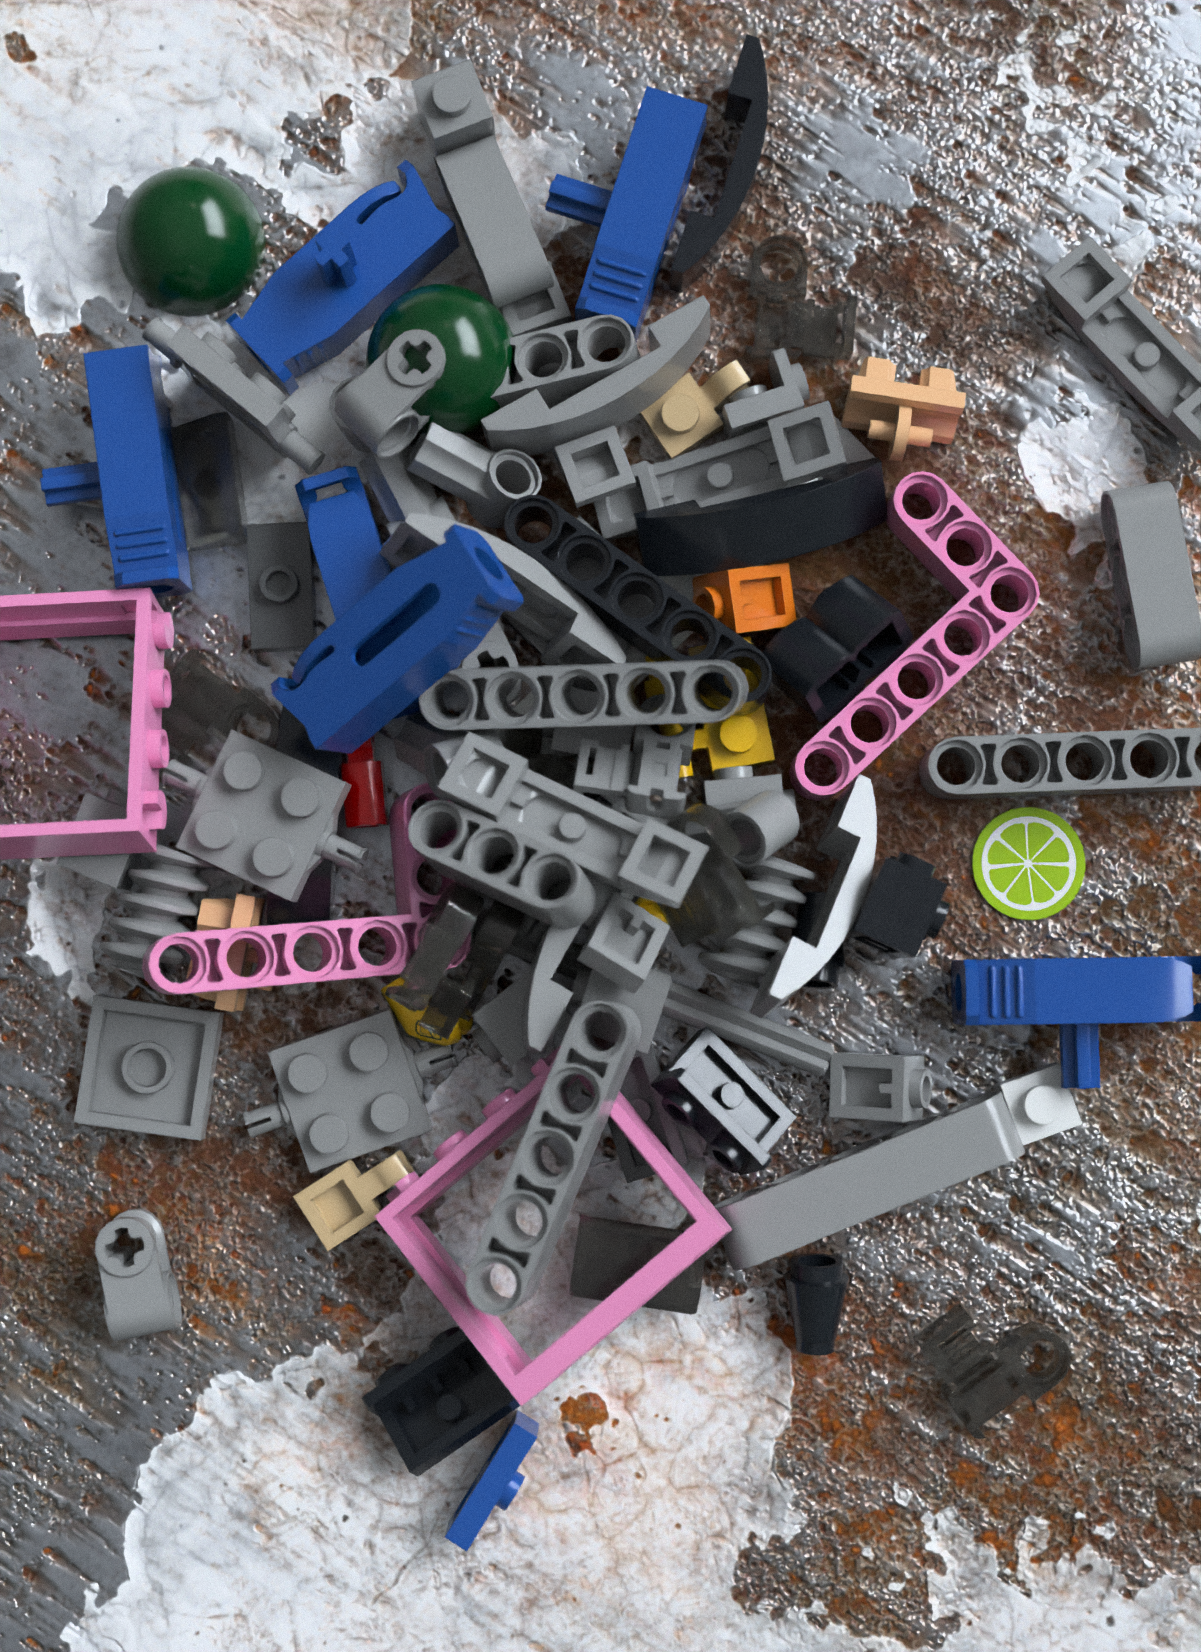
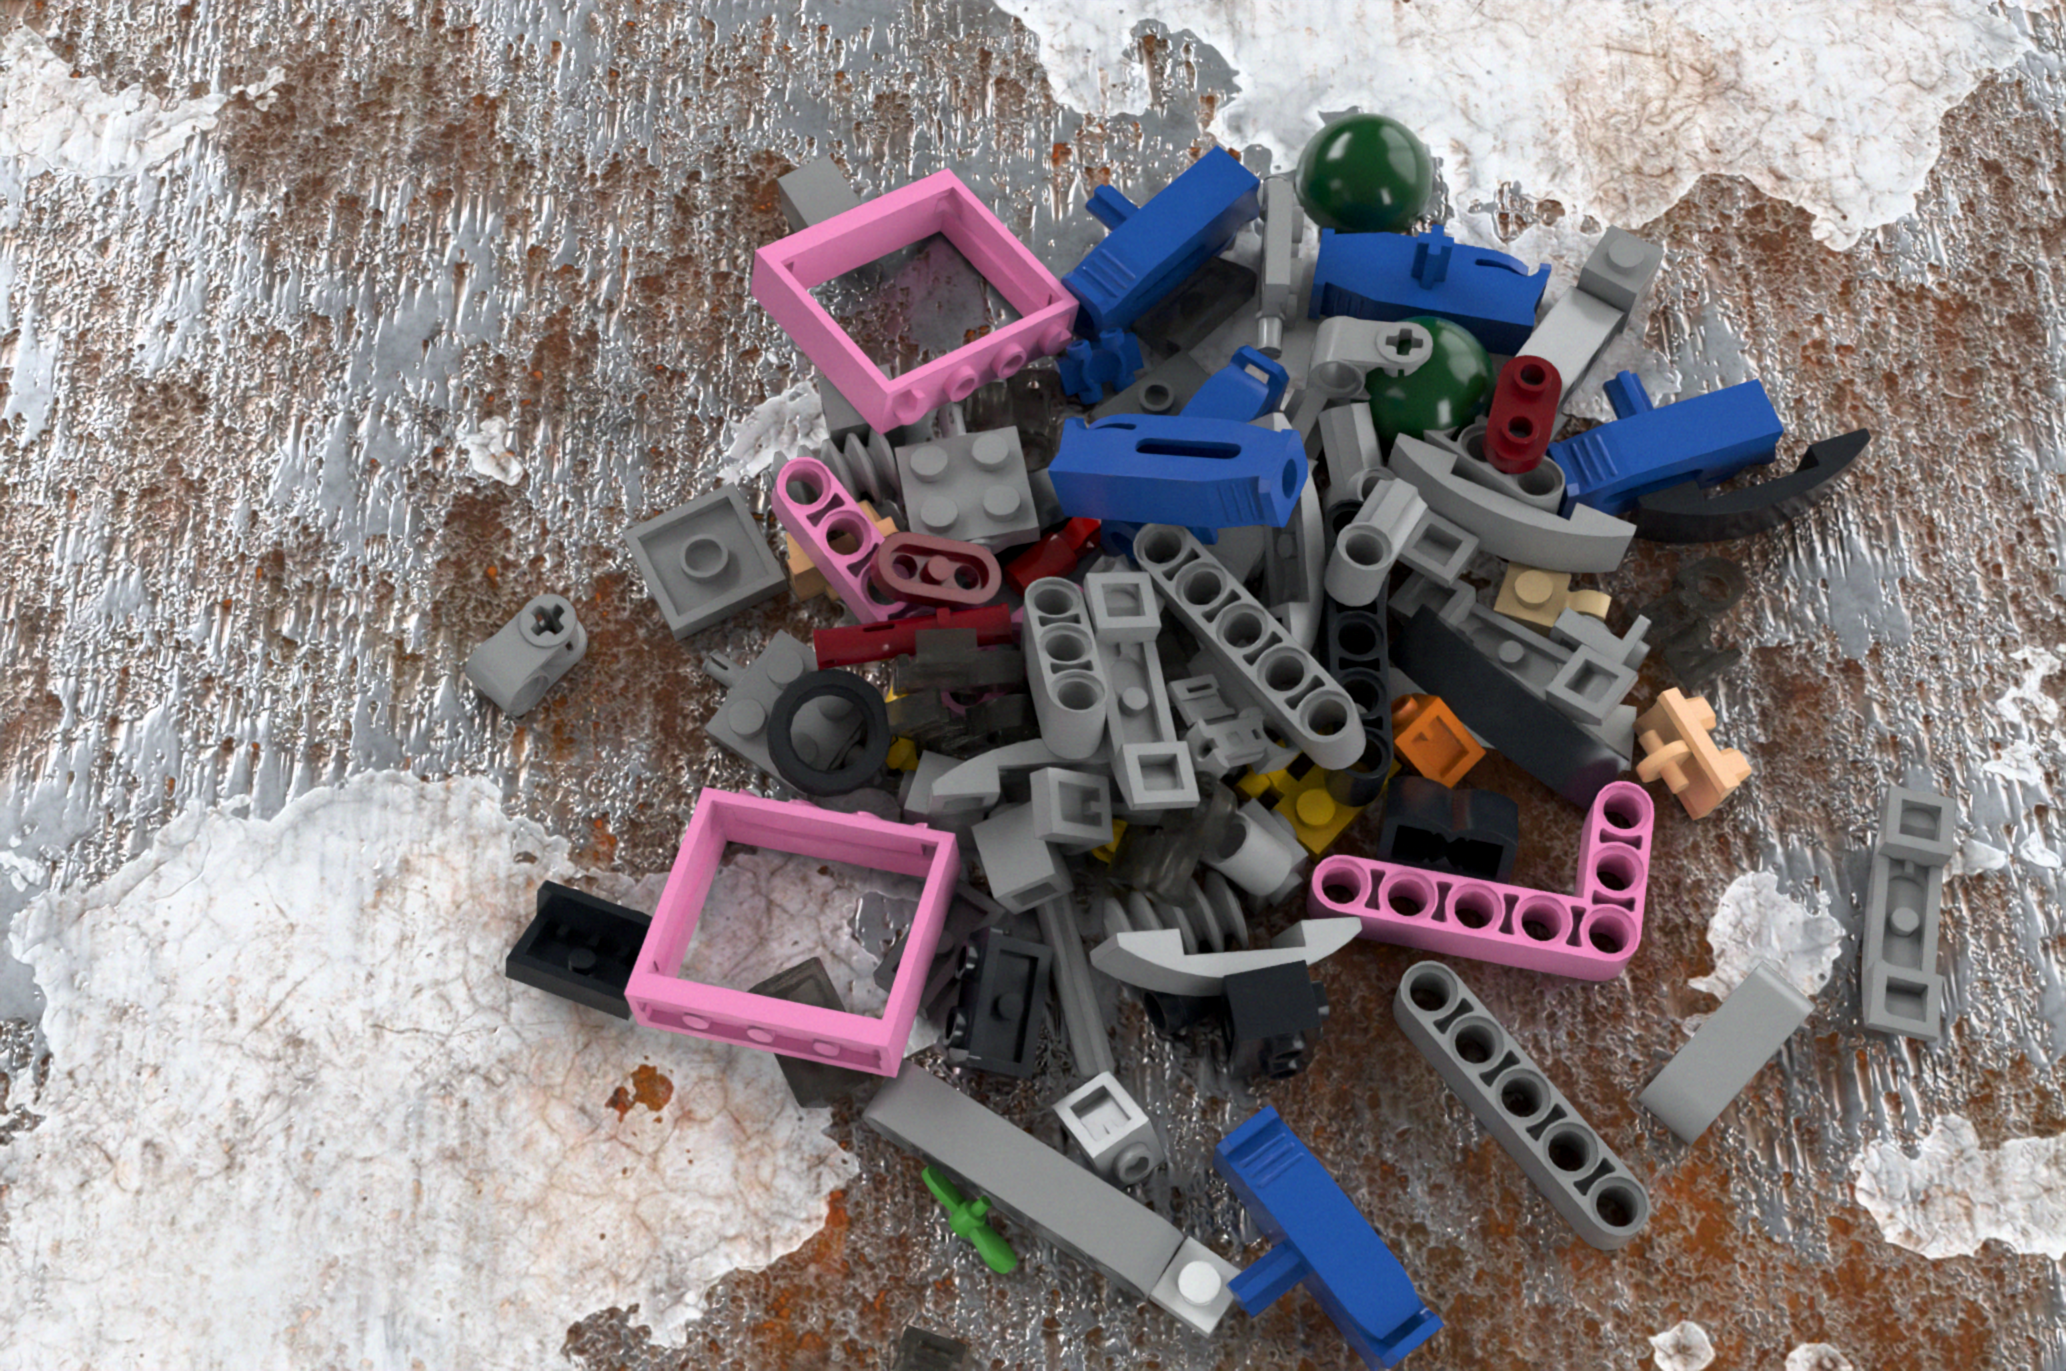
camera: 55 degrees right, 20 degrees down
(206, 607) = (1098, 362): none -> blue piece
(334, 907) = (931, 571): none -> dark red plate
(346, 1200) = (700, 761): tan plate -> none
(378, 963) = (887, 639): none -> dark red pin
(447, 1105) = (842, 685): none -> black tyre
(495, 1483) = (542, 1041): blue plate -> none
(530, 1179) = (823, 857): light grey beam -> none
(540, 306) = (1524, 410): none -> dark red plate
(571, 521) = (1373, 542): none -> light grey piece
(816, 1299) = (882, 1208): black cone -> none
(869, 1239) = (969, 1221): none -> bright green piece
(1028, 863) = (1400, 1134): lime sticker -> none

